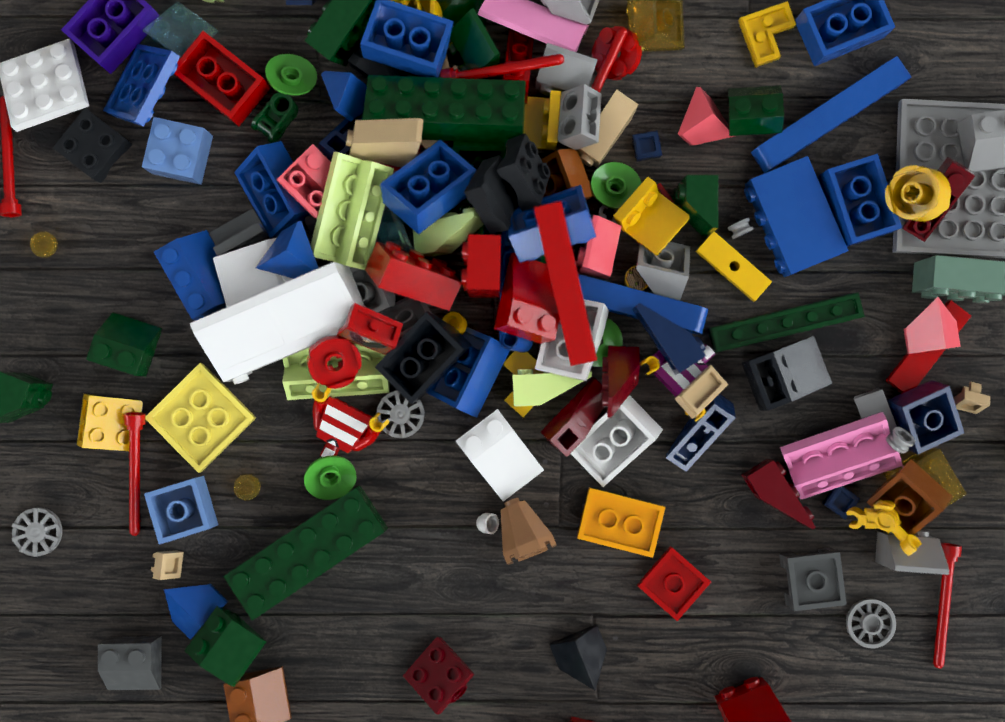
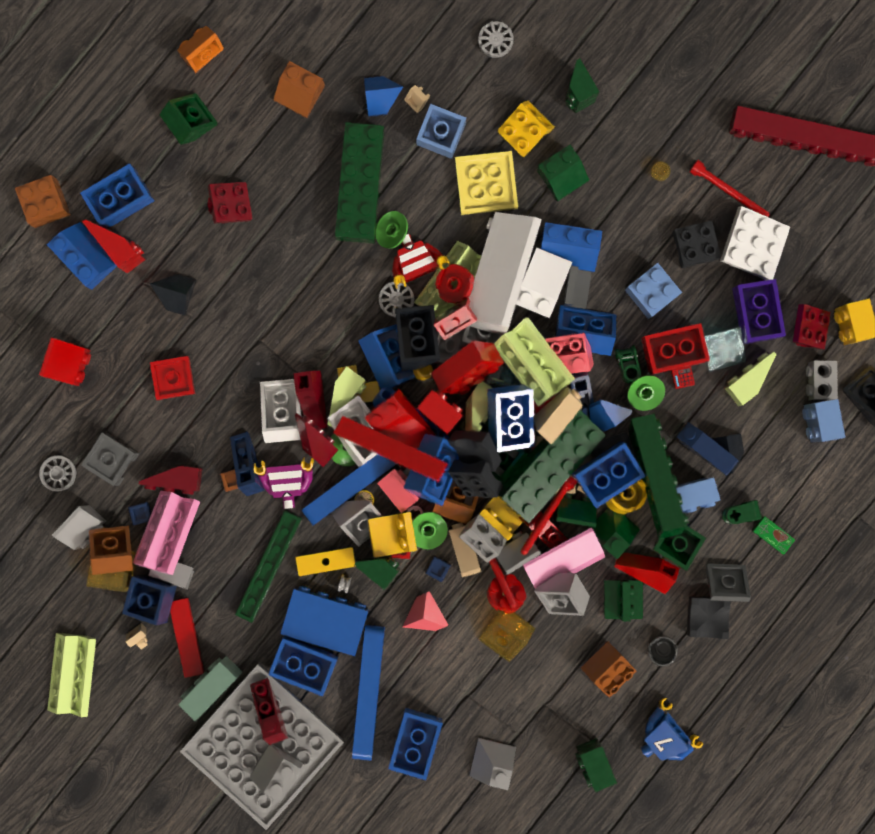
camera: 130 degrees right, 0 degrees up
(130, 662) = (377, 35): dark grey slope -> none
(134, 423) = (513, 143): red piece -> none
(142, 84) = (707, 300): blue plate -> none
(225, 646) = (343, 96): dark green slope -> none
(246, 50) = (682, 377): none -> red tile
(247, 487) = (425, 178): clear yellow plate -> none
(290, 254) = (536, 307): blue slope -> none
(487, 523) = (293, 299): white hinge -> none
(499, 455) = (326, 337): white slope -> none
(523, 532) = (271, 315): medium nougat cone -> none
(620, 522) = (231, 375): light orange plate -> none
(673, 342) = (307, 487): dark blue slope -> none
(701, 391) = (268, 480): tan tile -> none
(731, 435) = (229, 480): none -> dark orange tile
(755, 110) = (407, 648): dark green slope -> none
(759, 31) = (454, 694): yellow tile -> none
(786, 374) = (238, 541): slope -> none
(885, 518) = (109, 527): yellow piece -> none
(900, 440) = (148, 571): light grey bush -> none
(932, 192) = (279, 697): yellow brick -> none
(932, 330) = (194, 646): coral slope -> none
(951, 554) = (59, 550): red piece -> none

